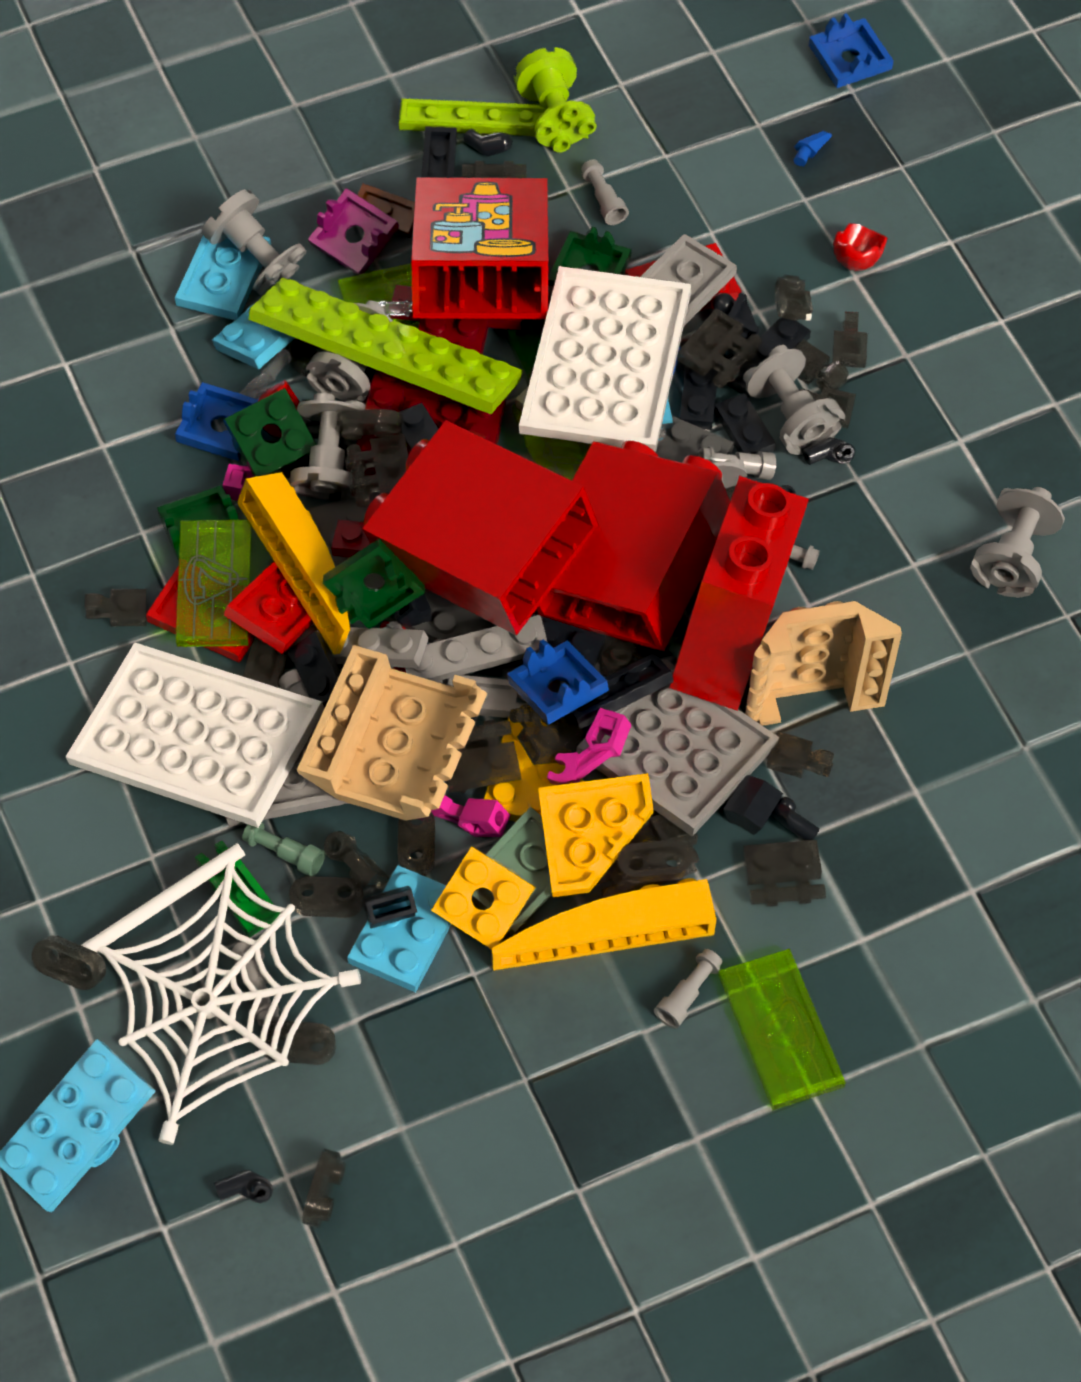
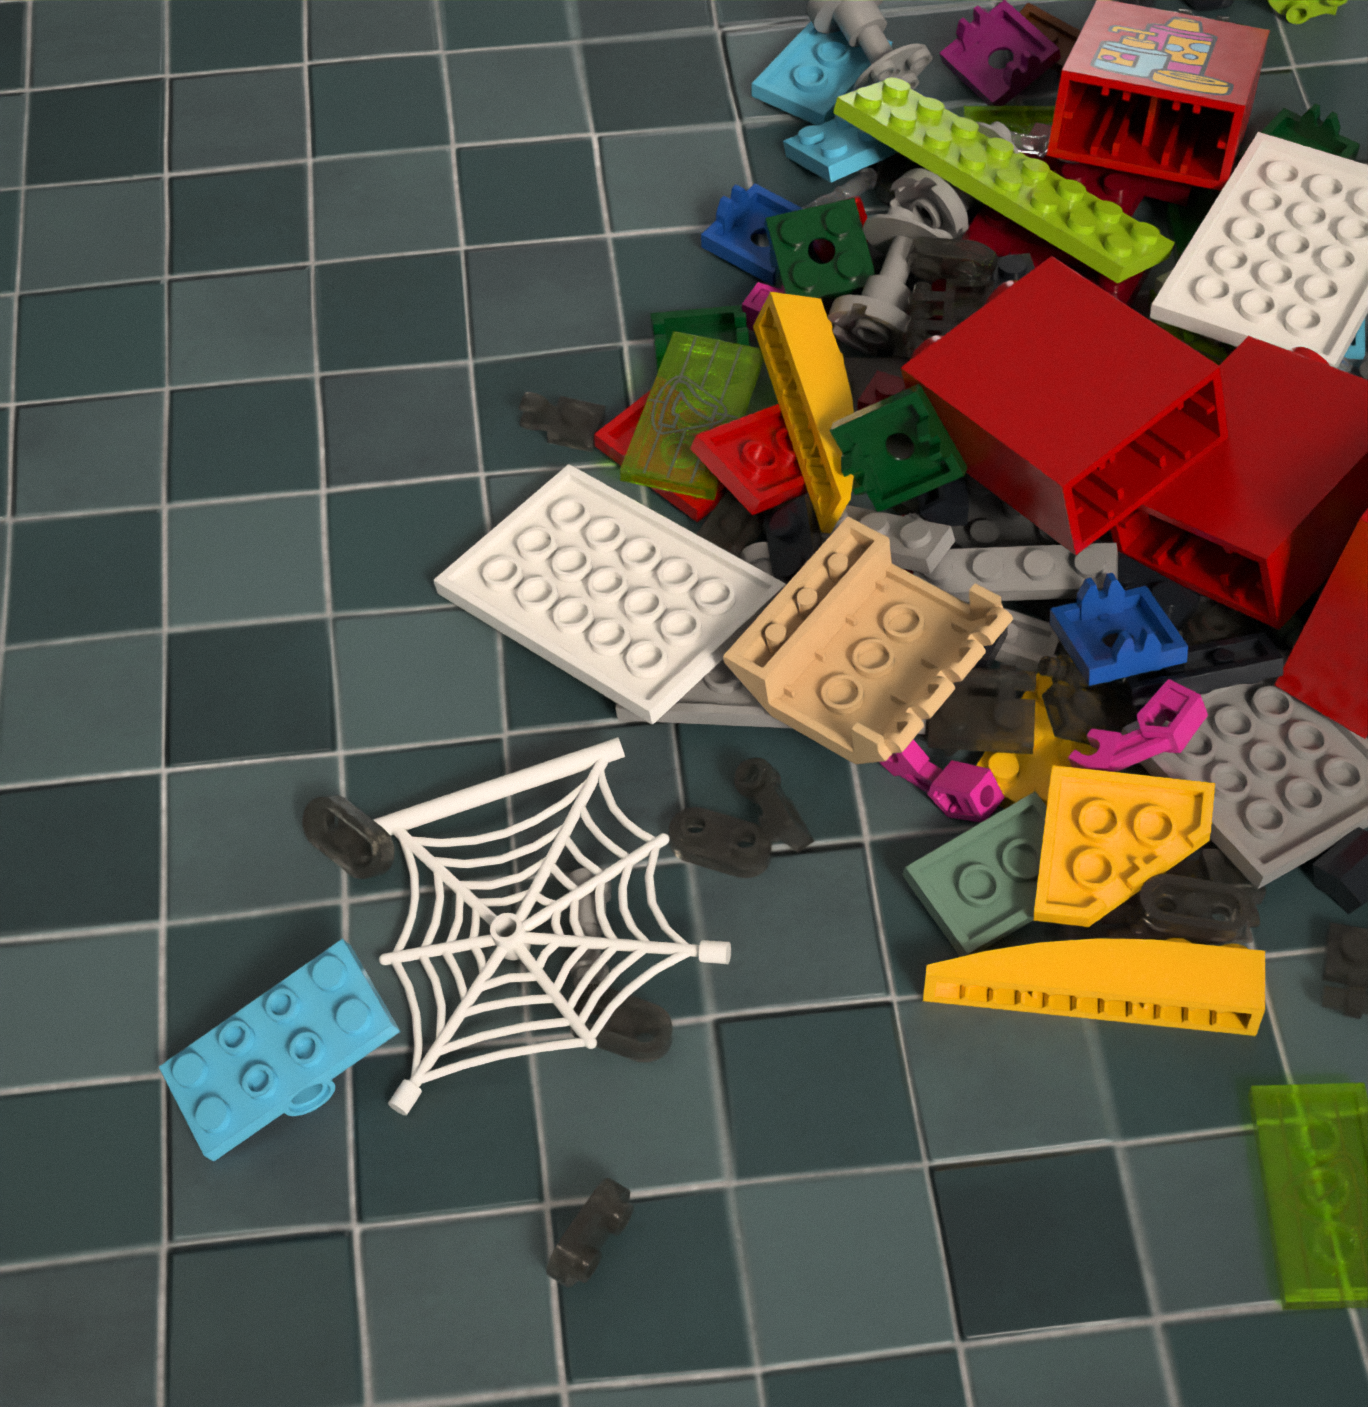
camera: 20 degrees right, 5 degrees down
(237, 895) = (600, 812): green hinge -> none
(246, 1184) = (487, 1197): black arm -> none
(306, 858) = (708, 785): sand green piece -> none
(386, 899) = (799, 862): black piece -> none
(407, 947) = (816, 912): medium azure plate -> none
(417, 839) = (867, 799): clear smoke plate -> none
(509, 895) = (971, 900): yellow piece -> none
(612, 207) = (1346, 93): light grey piece -> none
(673, 1009) = (1168, 1121): light grey piece -> none

